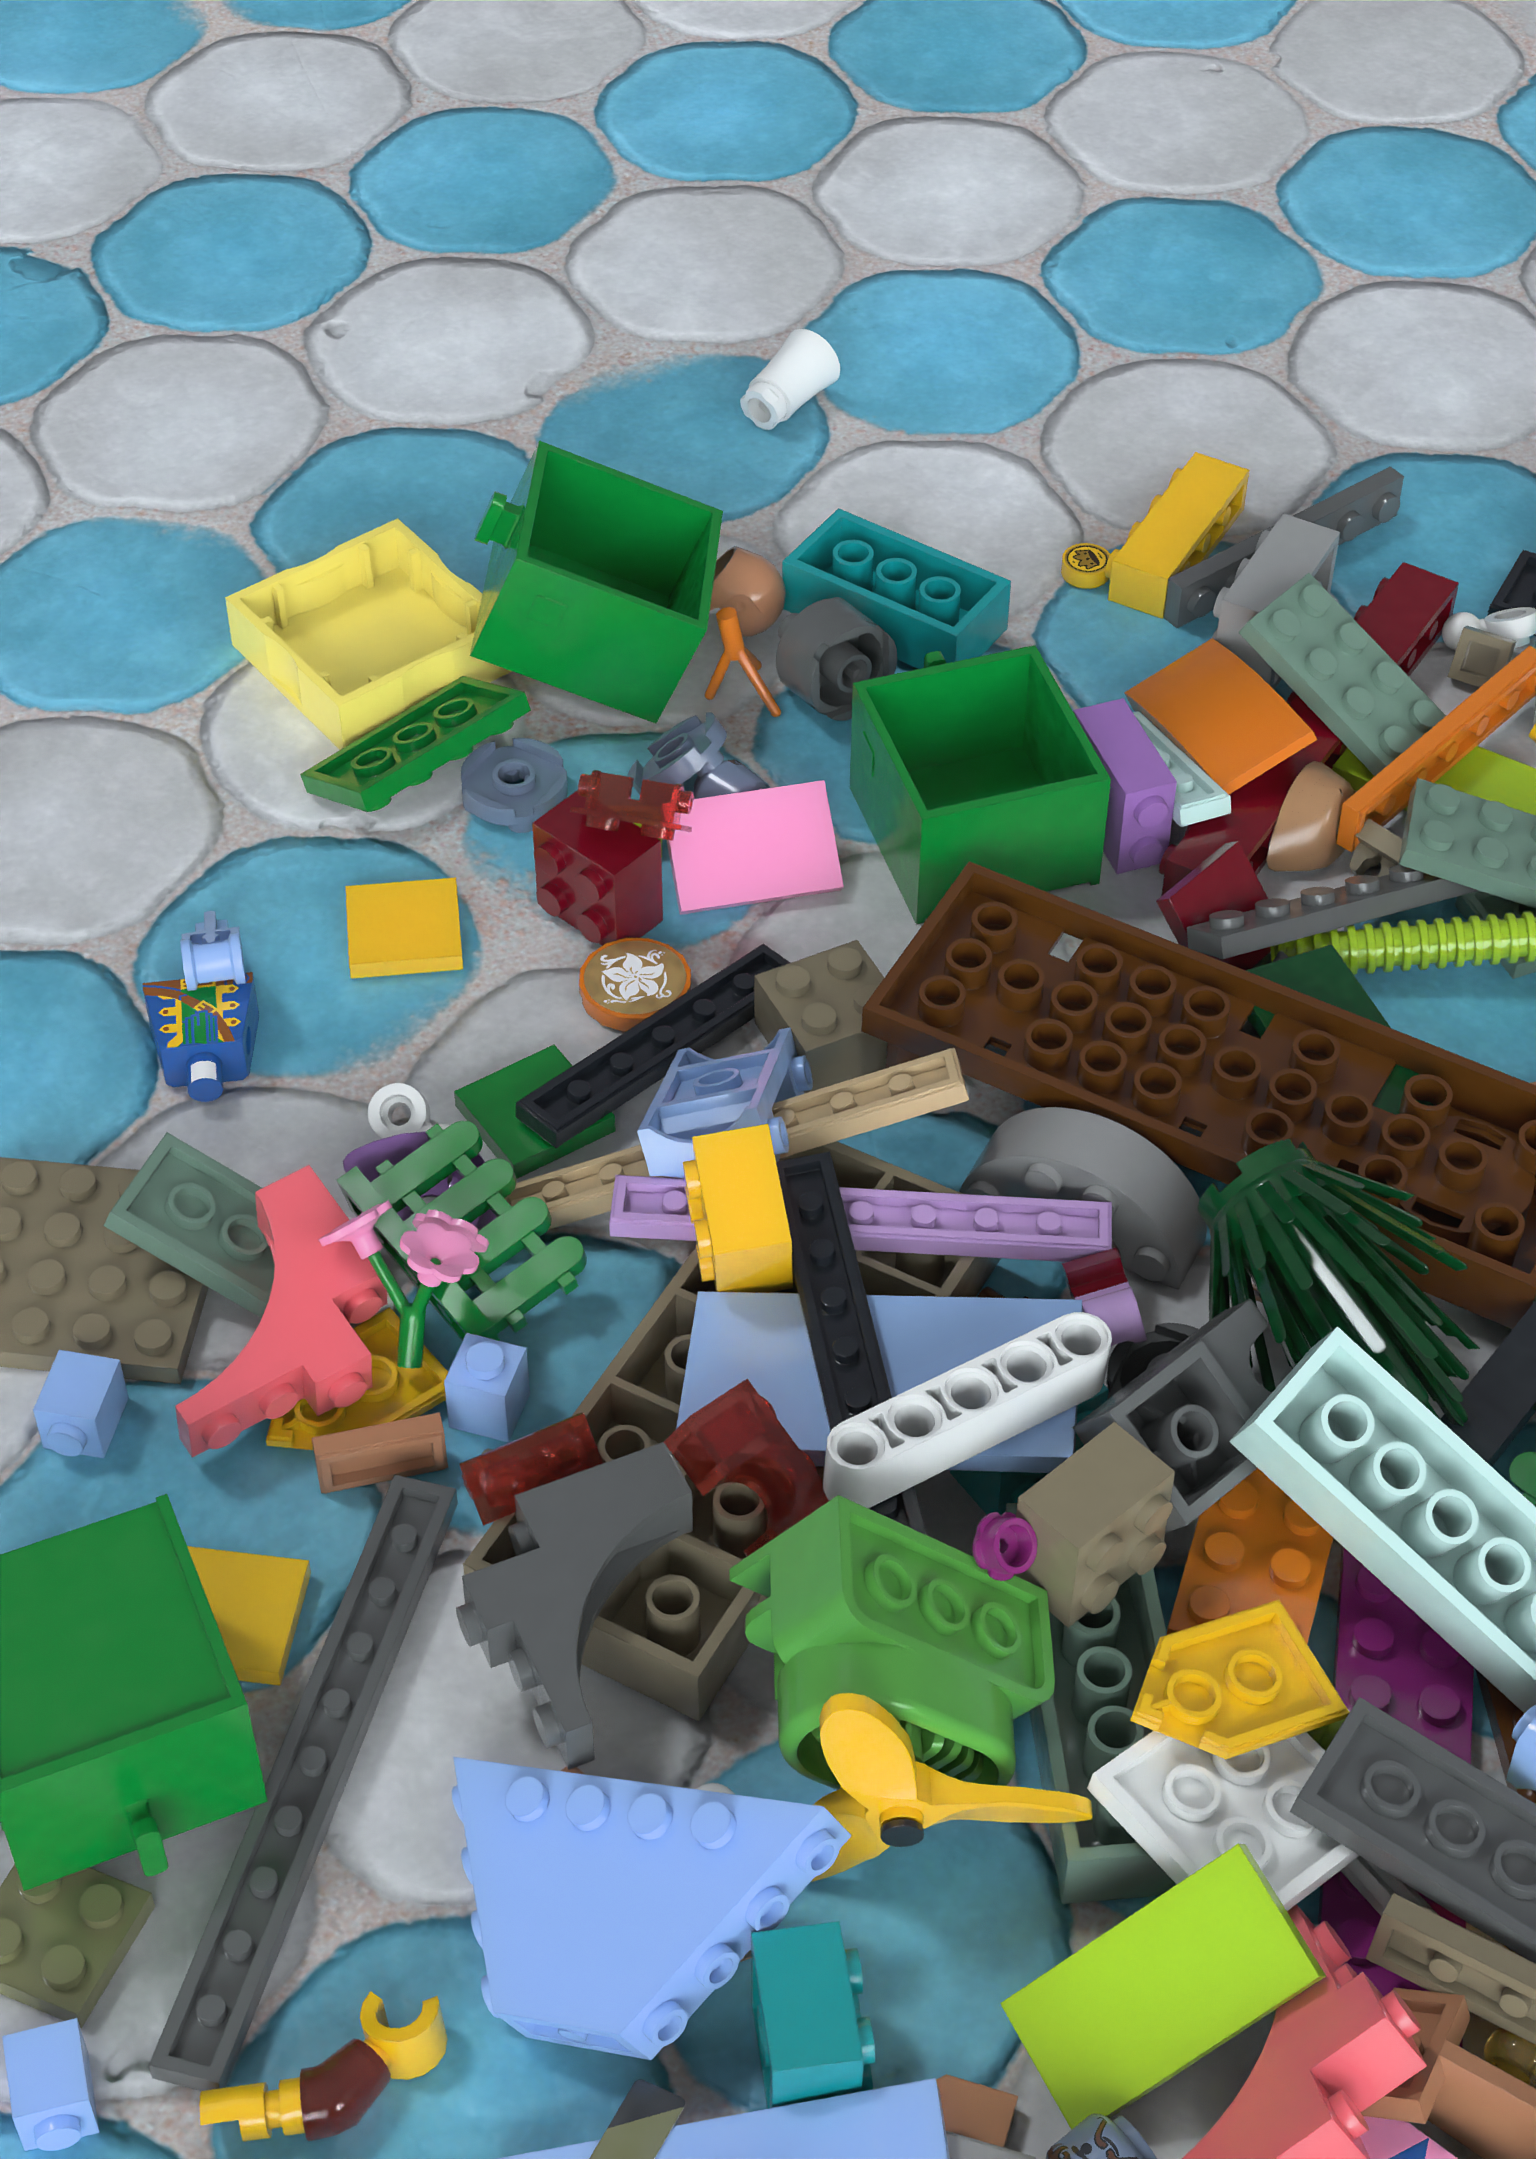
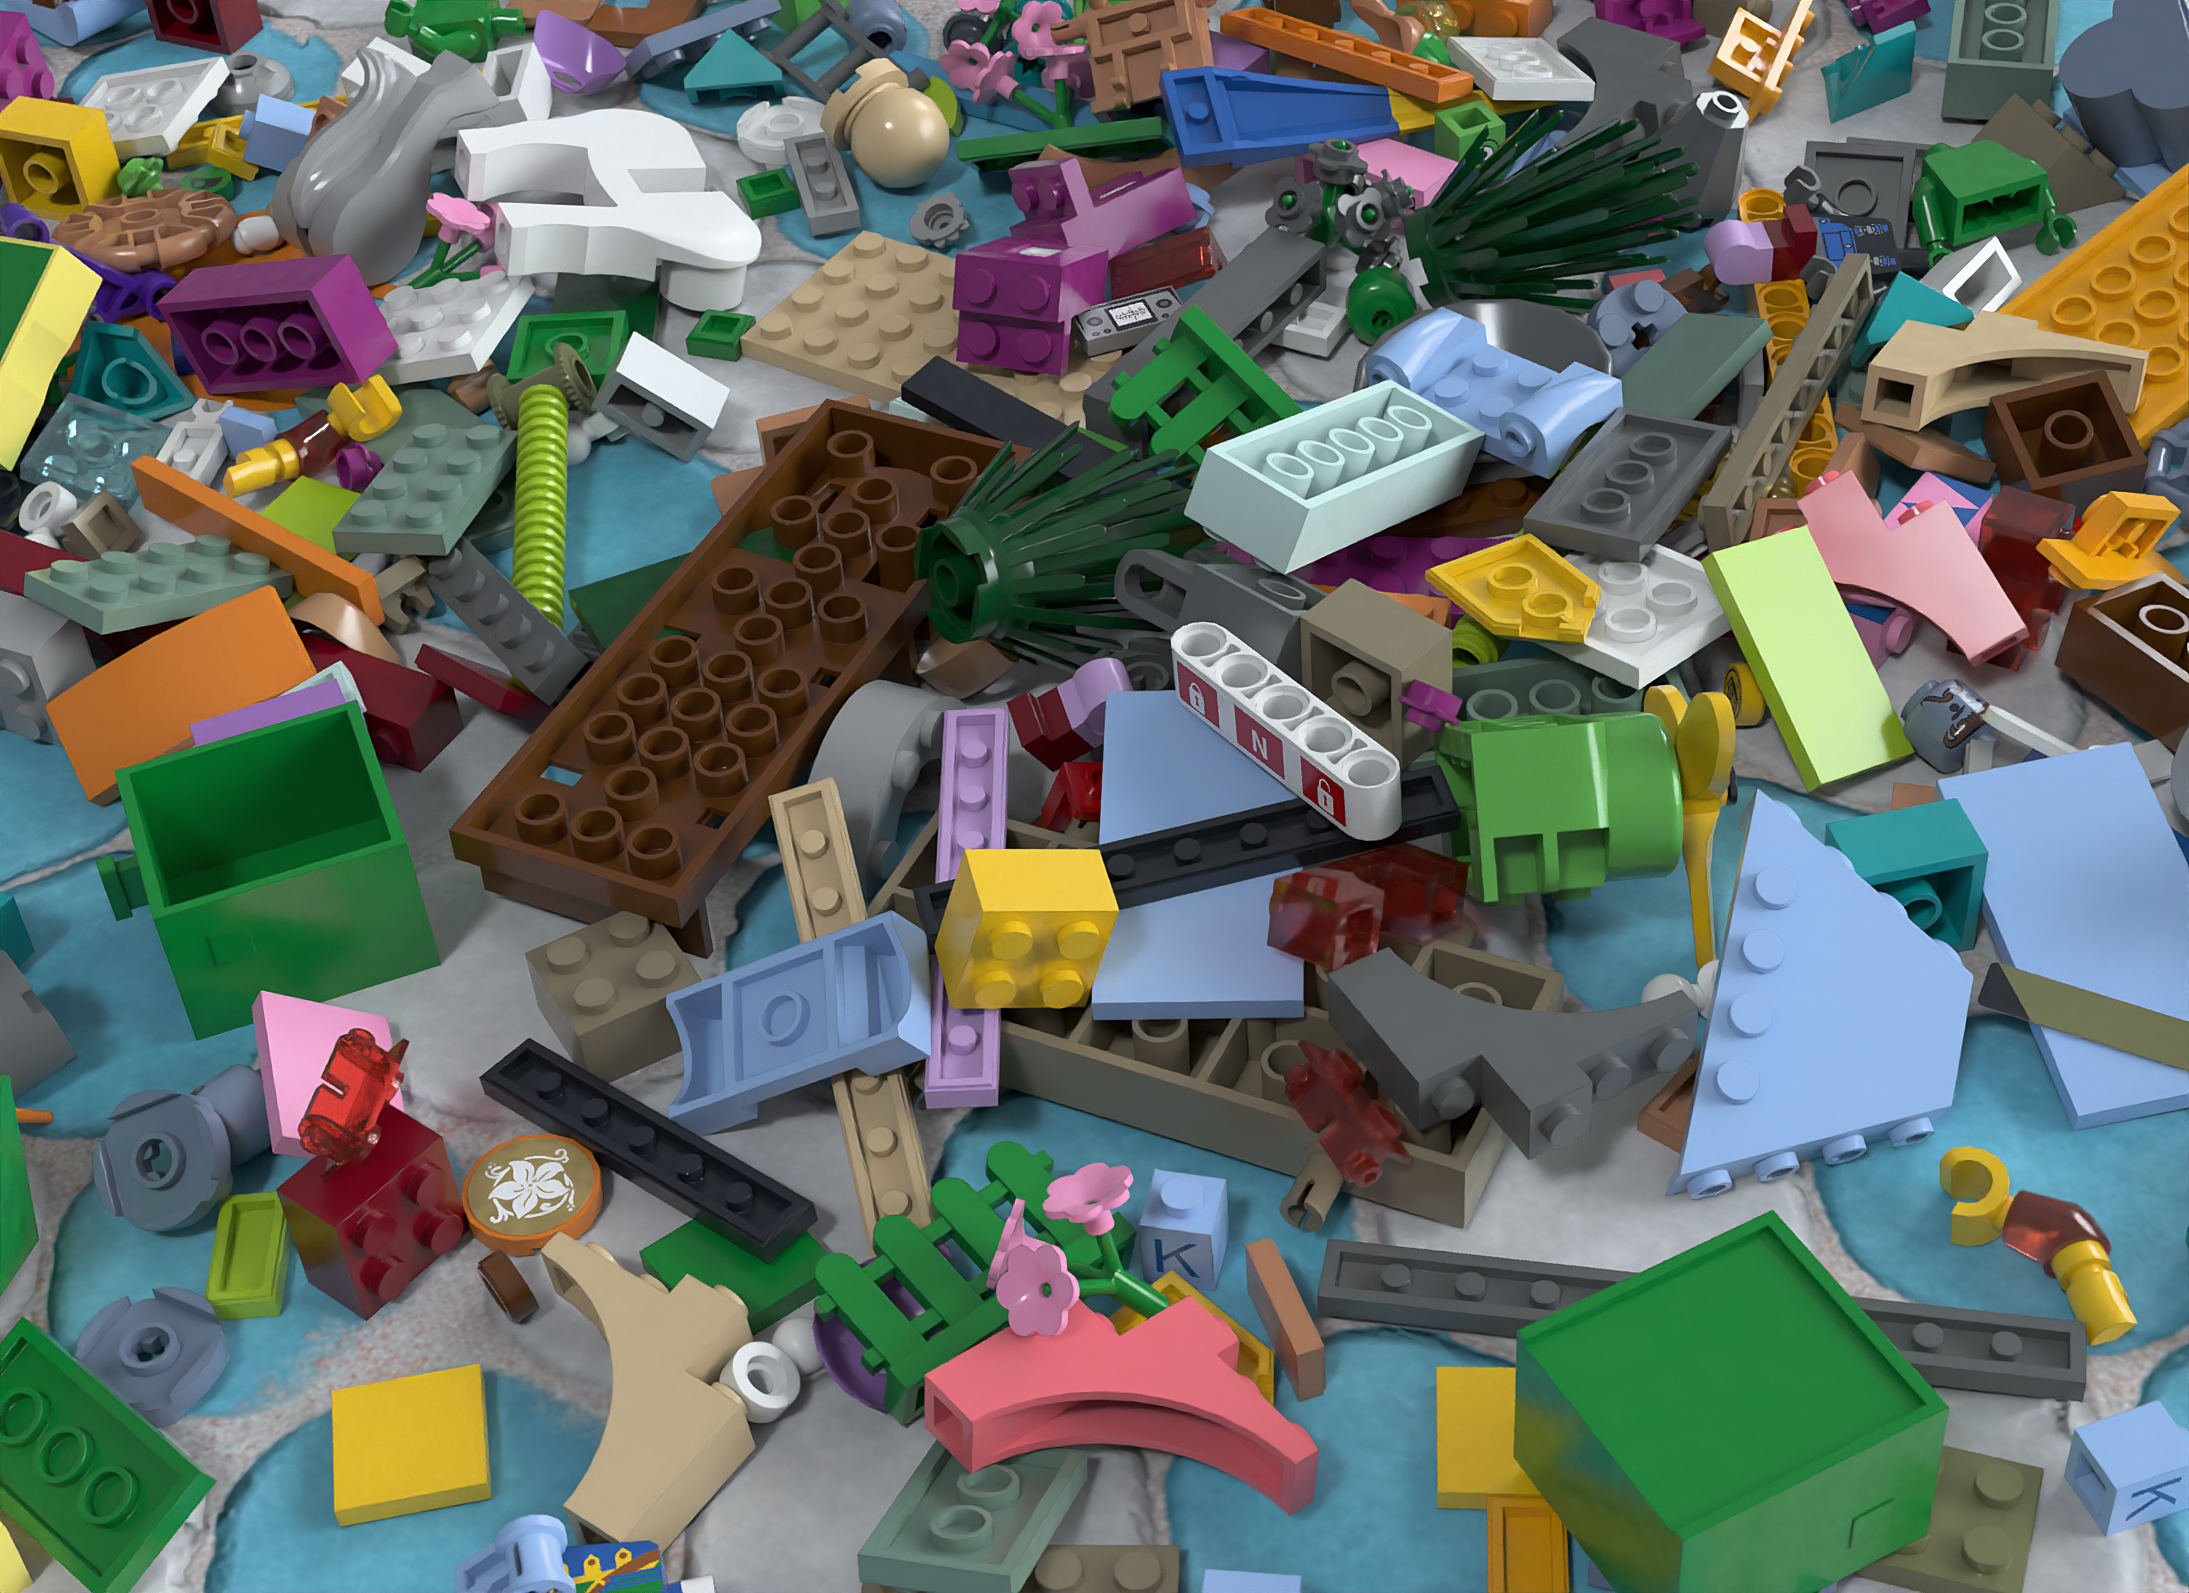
camera: 90 degrees left, 5 degrees down
(435, 1047) = (670, 1420): none -> tan arch
(531, 966) = (507, 1286): none -> reddish brown tile

